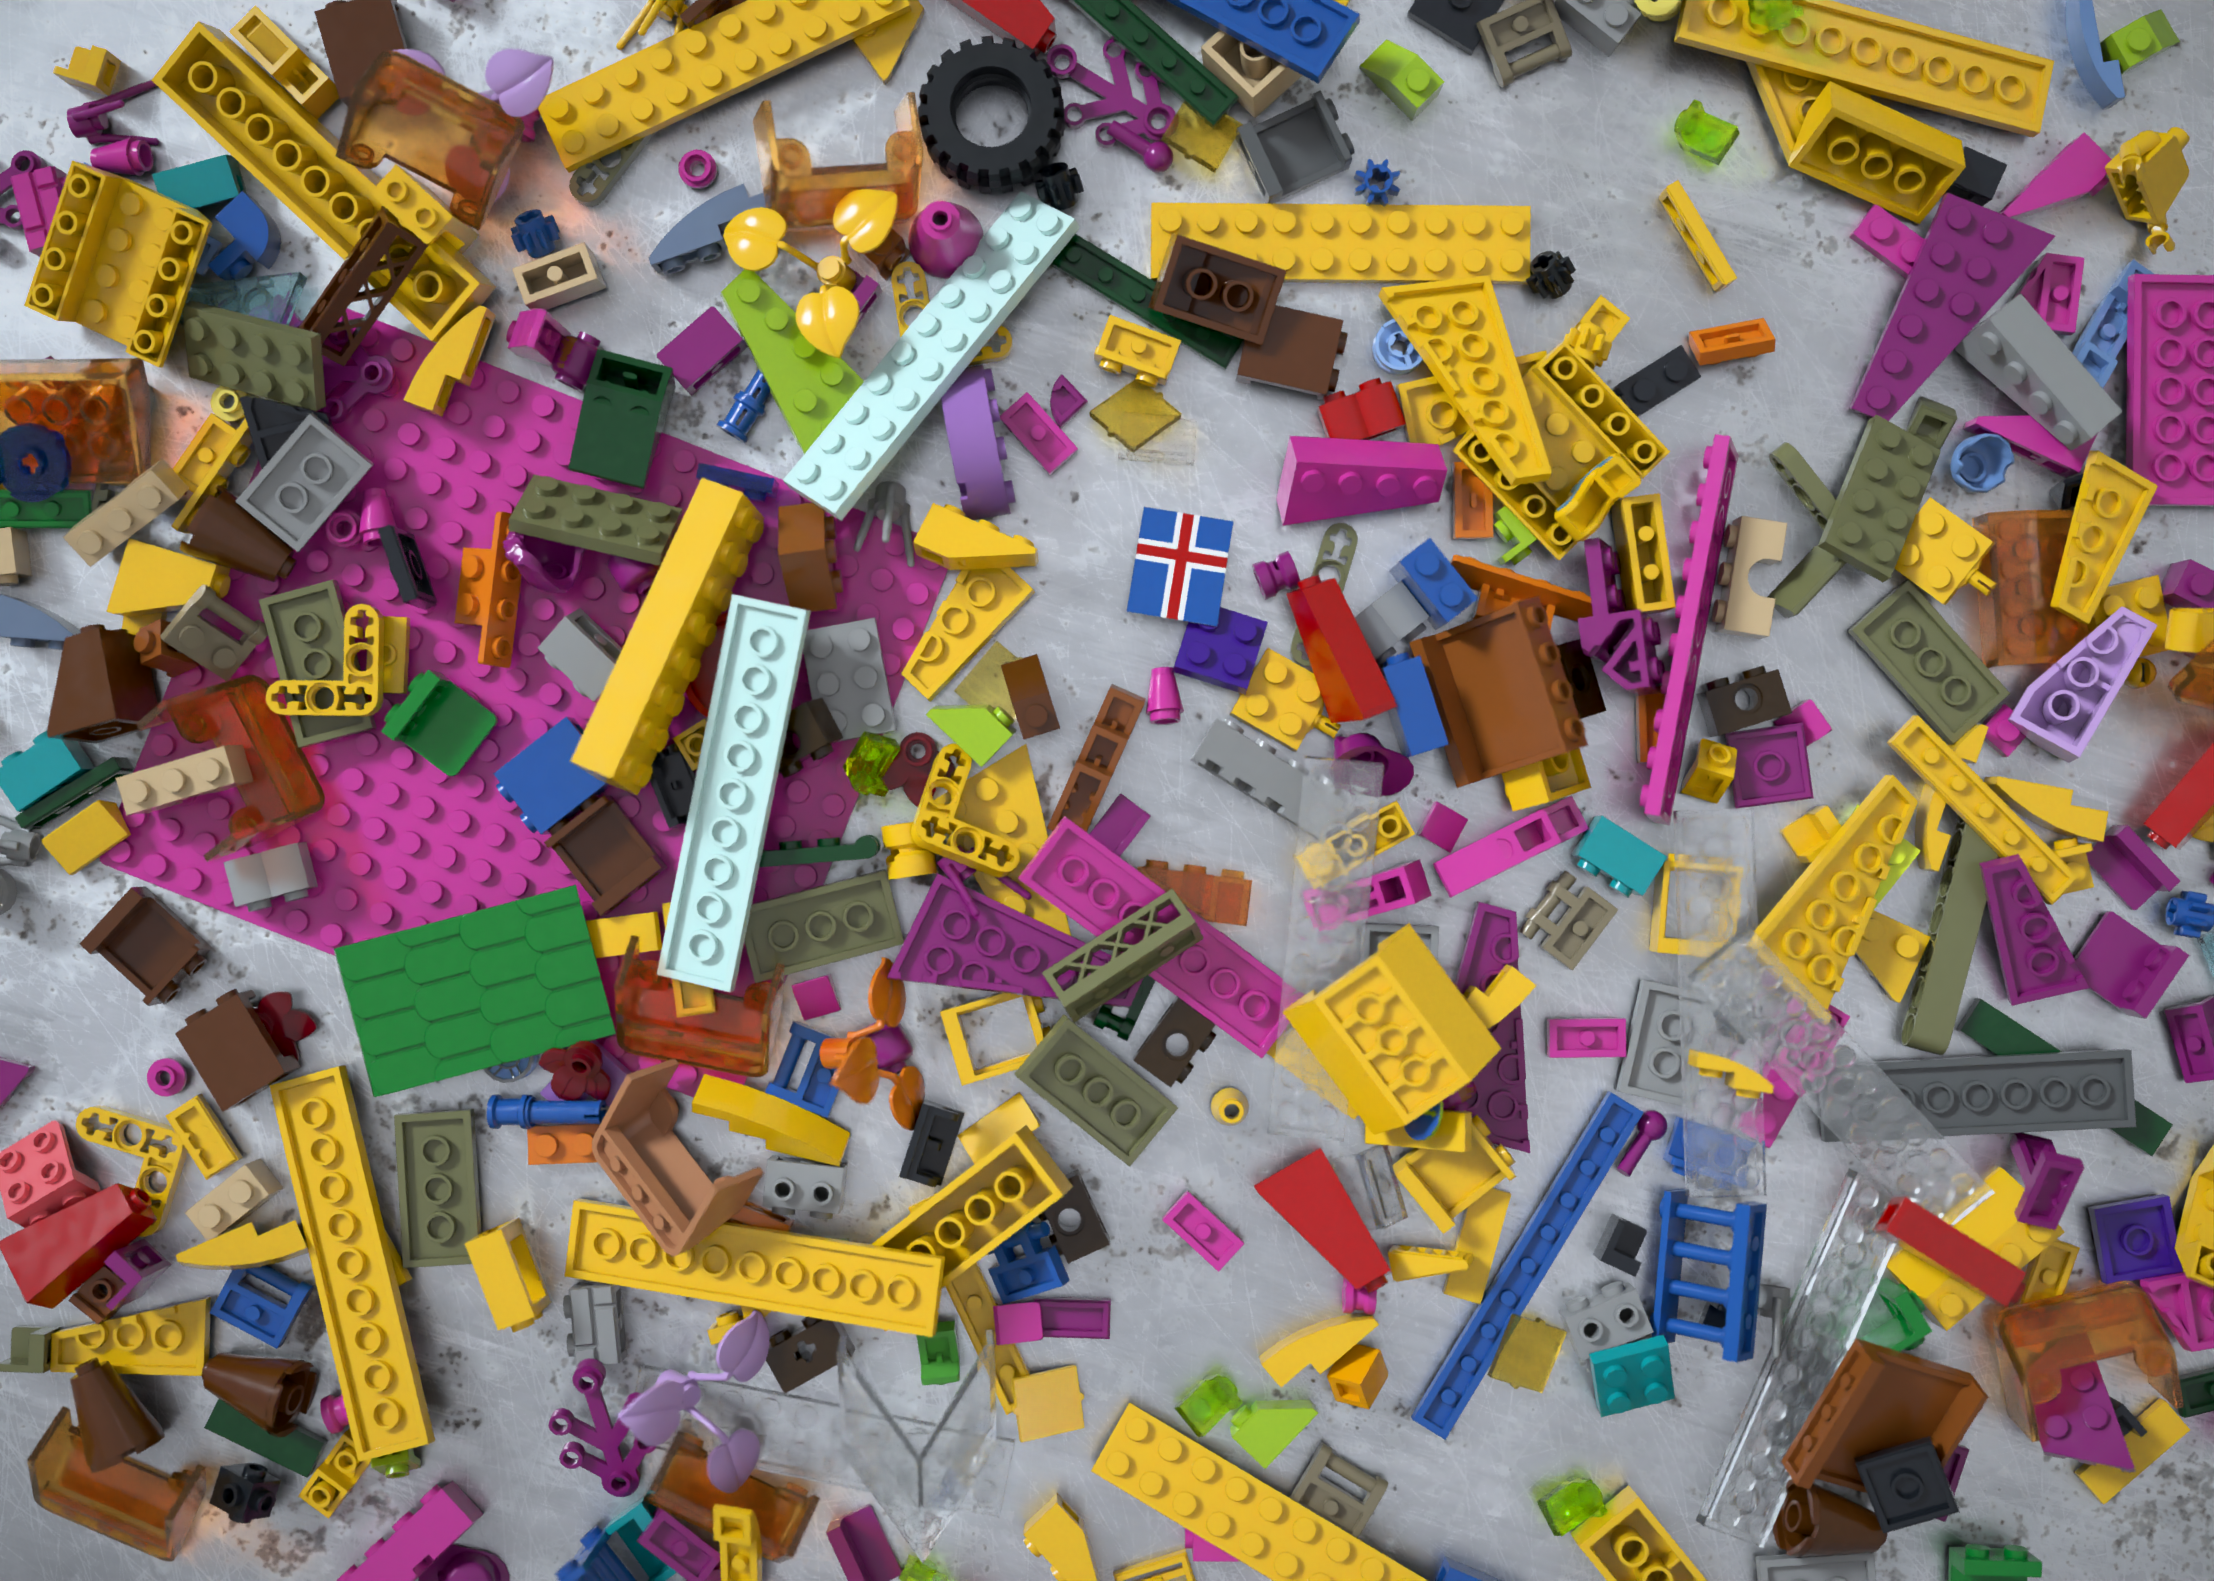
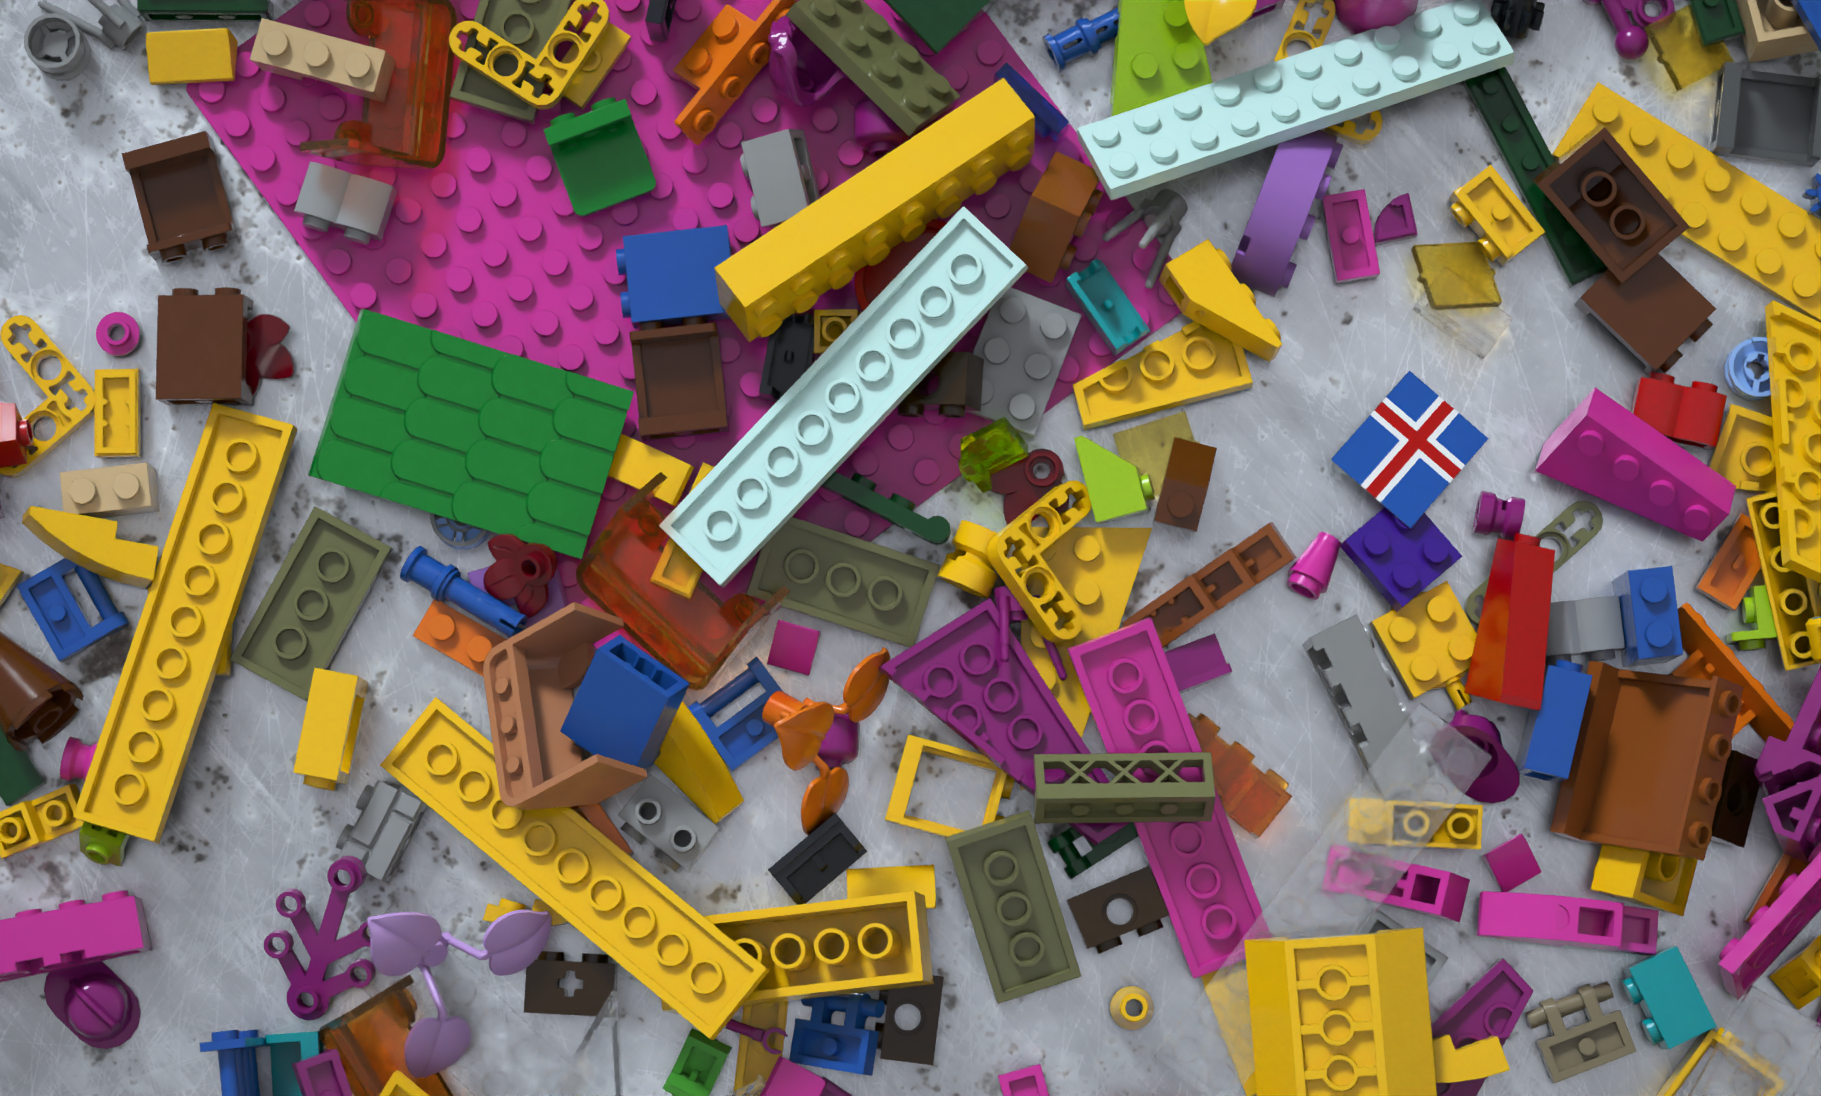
camera: 35 degrees right, 5 degrees down
(715, 1126) = (624, 704): none -> blue brick
(890, 599) = (1106, 307): none -> teal hinge
(967, 1299) = (755, 1033): none -> magenta hand

